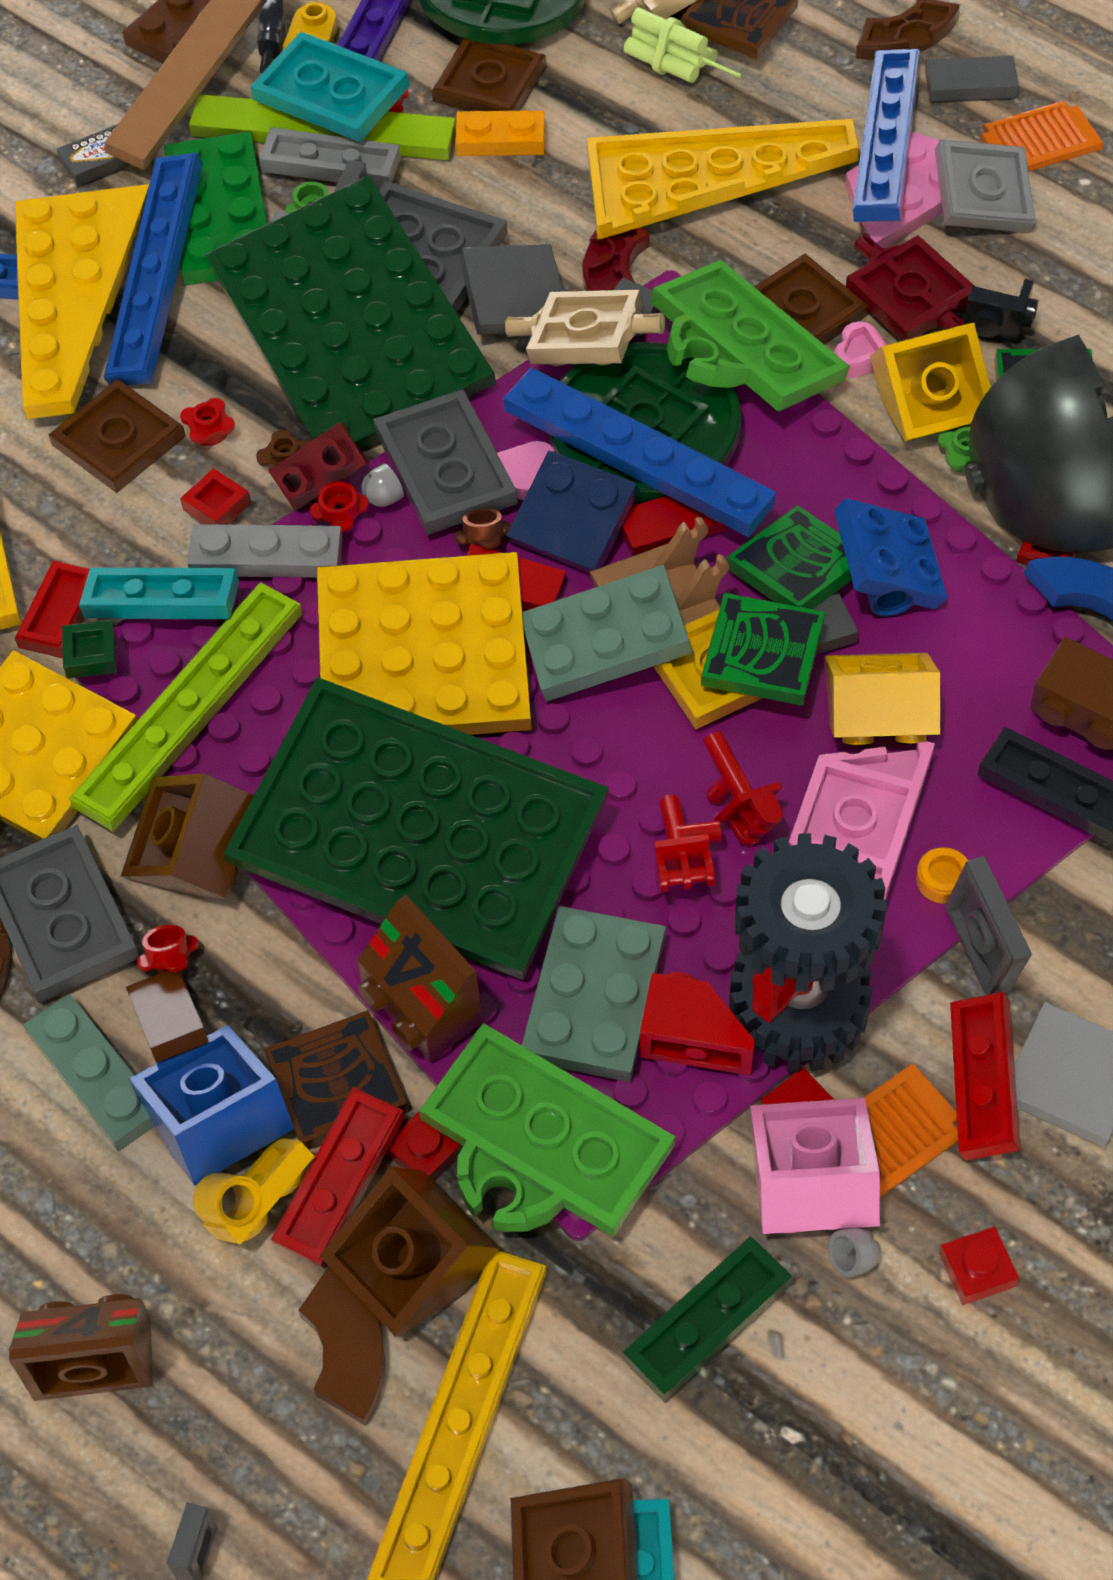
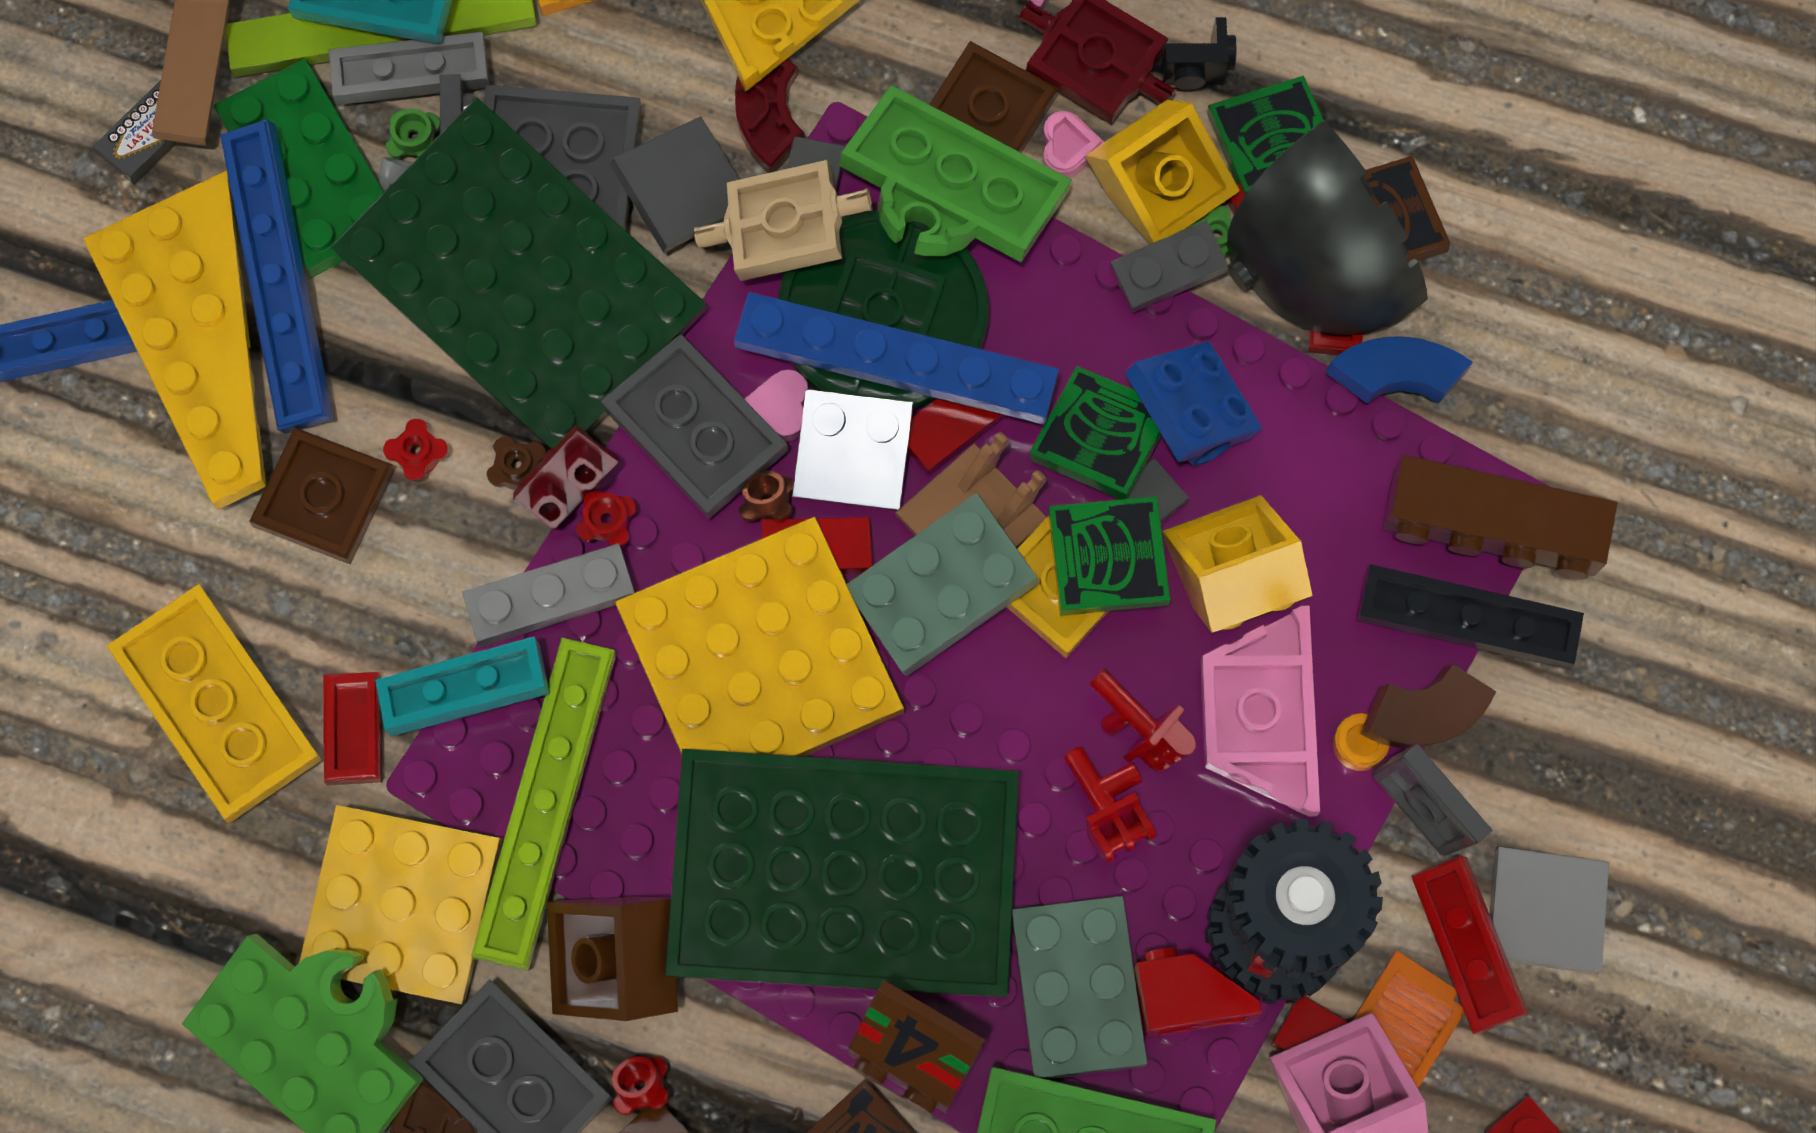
camera: 25 degrees left, 15 degrees up
(89, 649) = (417, 777): dark green plate -> none
(215, 499) = (467, 547): red plate -> none
(382, 486) = (640, 479): light grey hinge -> none
(911, 452) = (1169, 266): none -> dark grey plate
(1023, 867) = (1428, 714): none -> reddish brown tile

